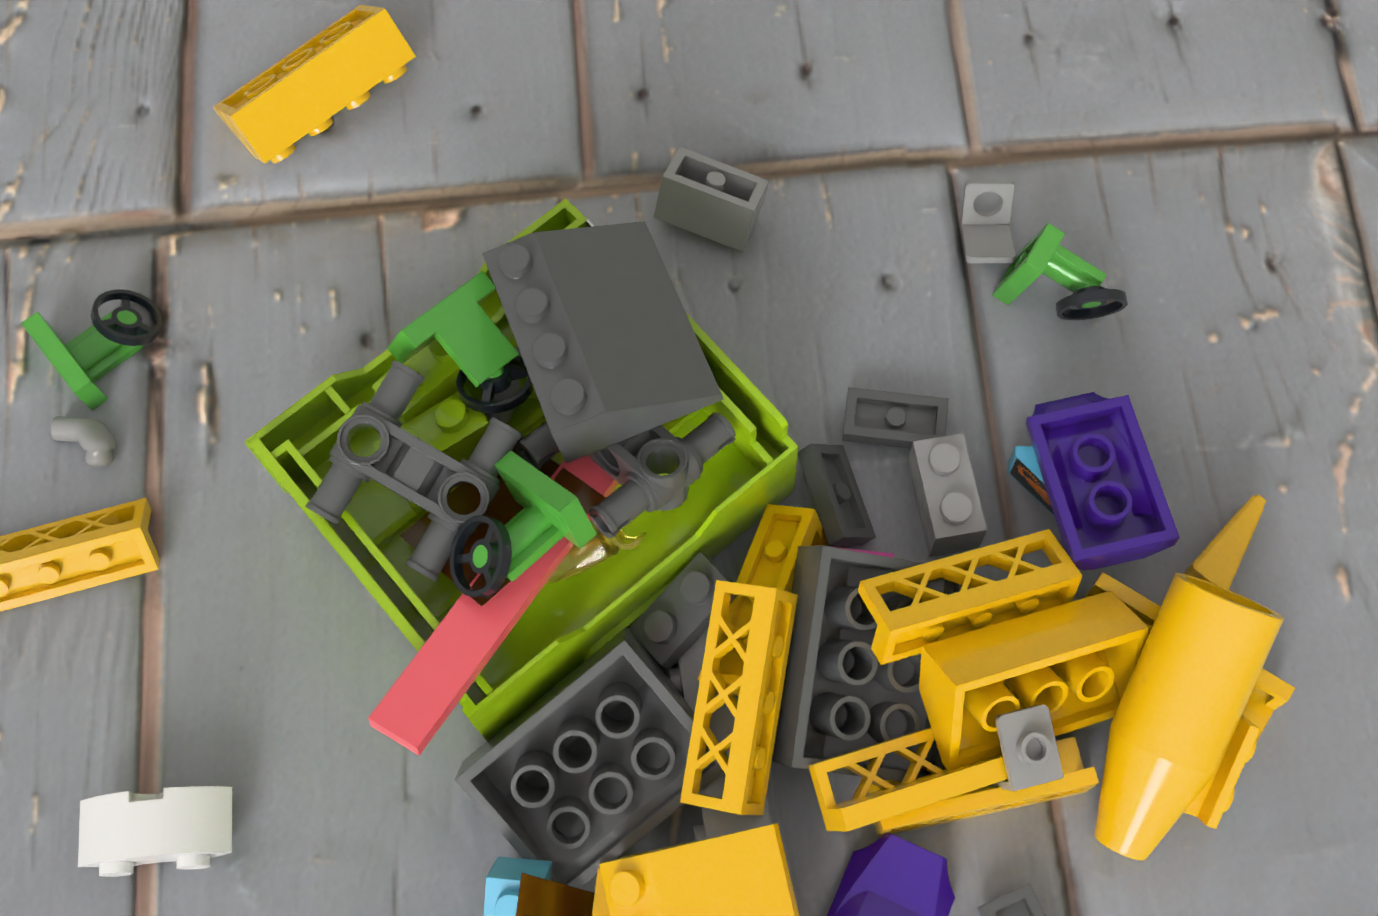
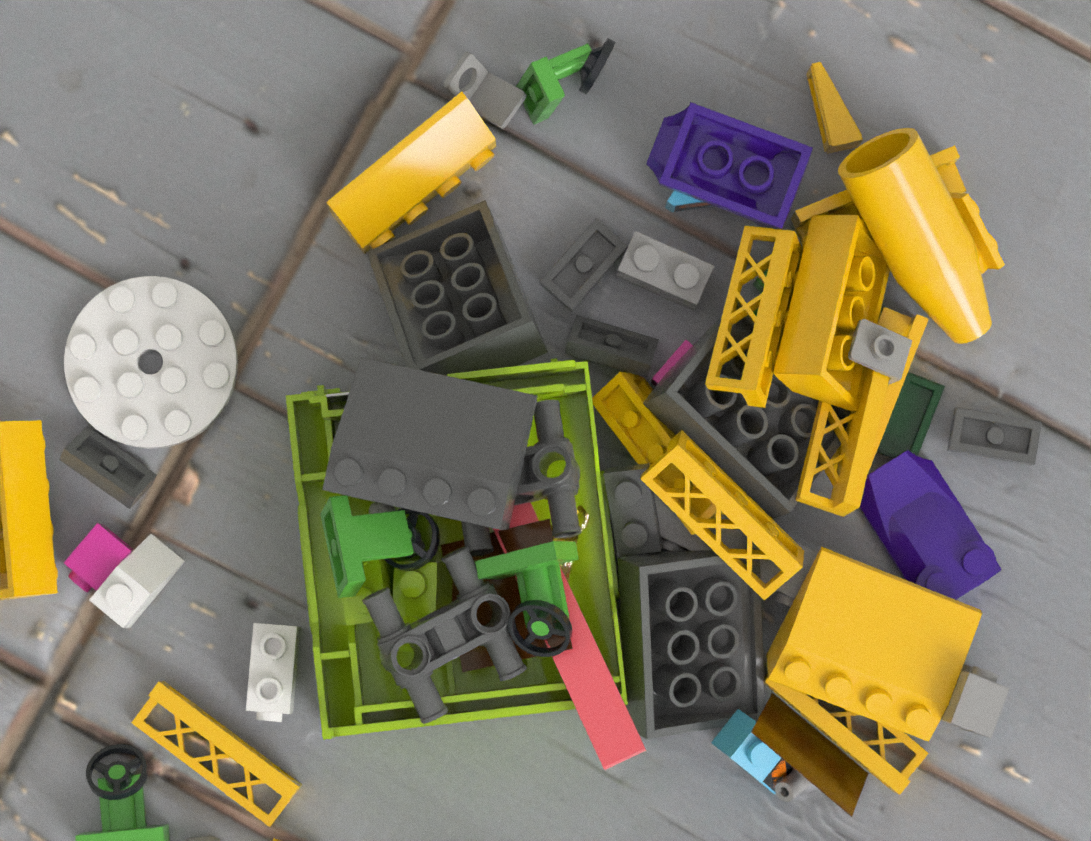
camera: 65 degrees left, 15 degrees up
(210, 400) = (226, 741): none -> yellow fence
(296, 379) = (272, 671): none -> white brick
(317, 223) = (137, 581): none -> white slope
(321, 180) = (96, 557): none -> dark pink brick
(410, 137) = (108, 467): none -> dark grey plate
(543, 160) = (106, 354): none -> white plate
(710, 198) = (325, 278): light grey brick -> none
(779, 306) = (456, 296): none -> dark grey slope
(863, 206) = (413, 174): none -> yellow slope
(984, 841) = (911, 416): none -> dark green tile

